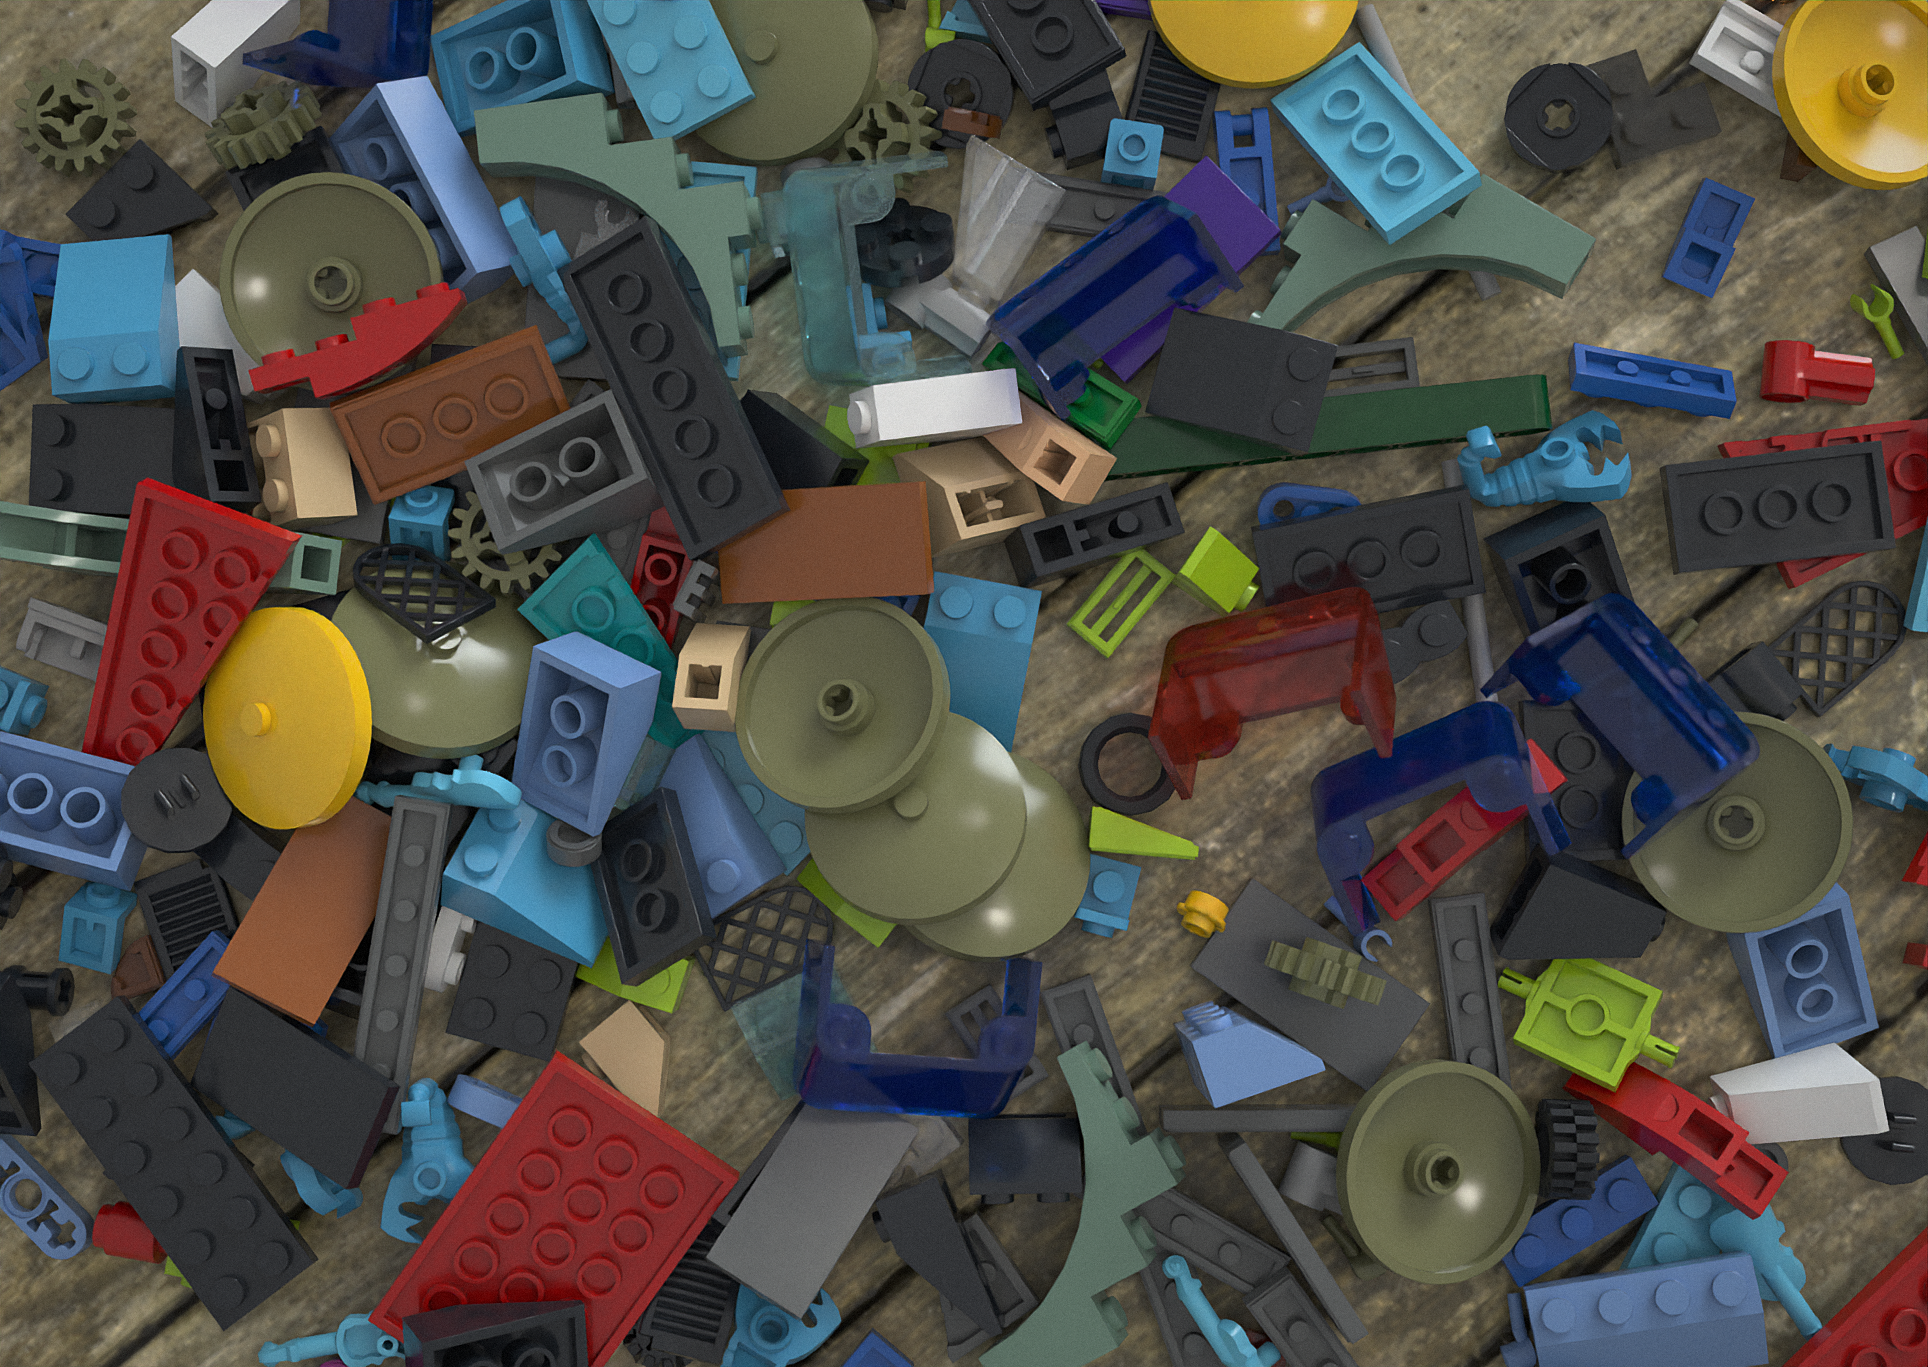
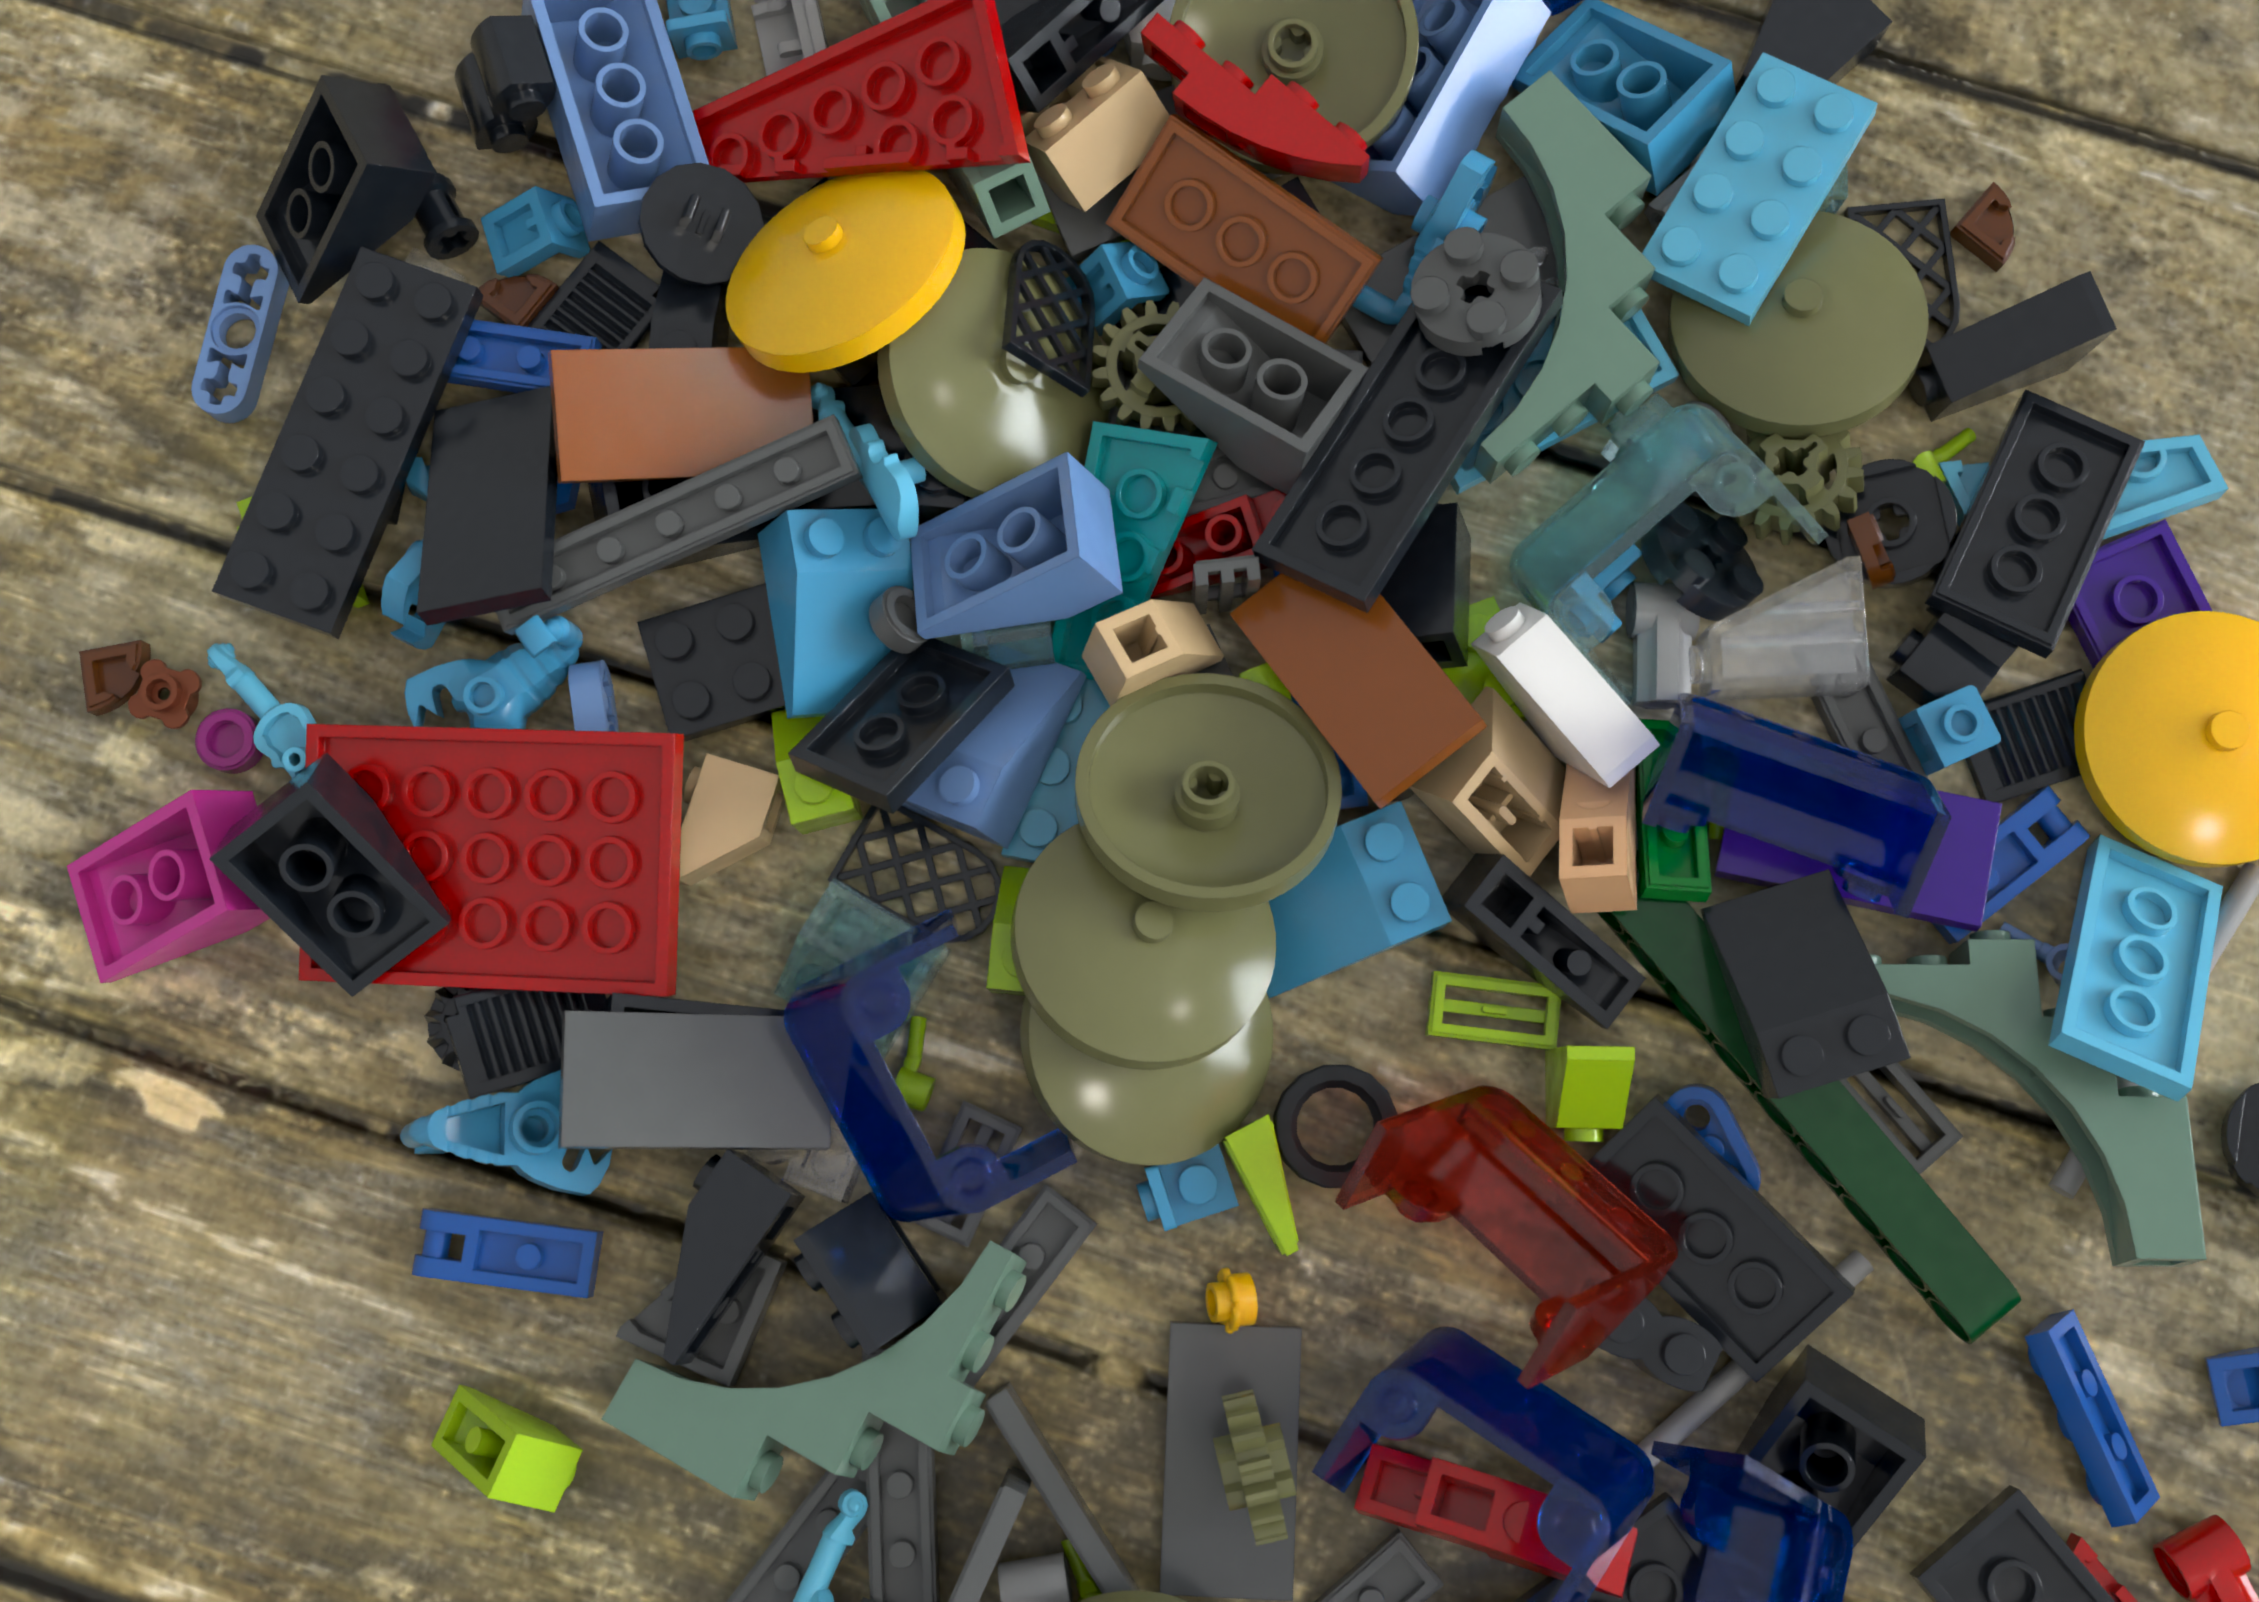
camera: 60 degrees right, 5 degrees down
(125, 1234) = (251, 441): red brick -> none
(445, 959) = (710, 571): white plate -> none
(578, 273) = (1472, 260): none -> dark grey plate
(909, 1043) = (914, 1085): none -> lime hand
(1237, 1056) = (1110, 1430): medium blue slope -> none
(1360, 940) = (1312, 1482): medium blue hand -> none
(1552, 471) = (1929, 1374): dark azure animal -> none

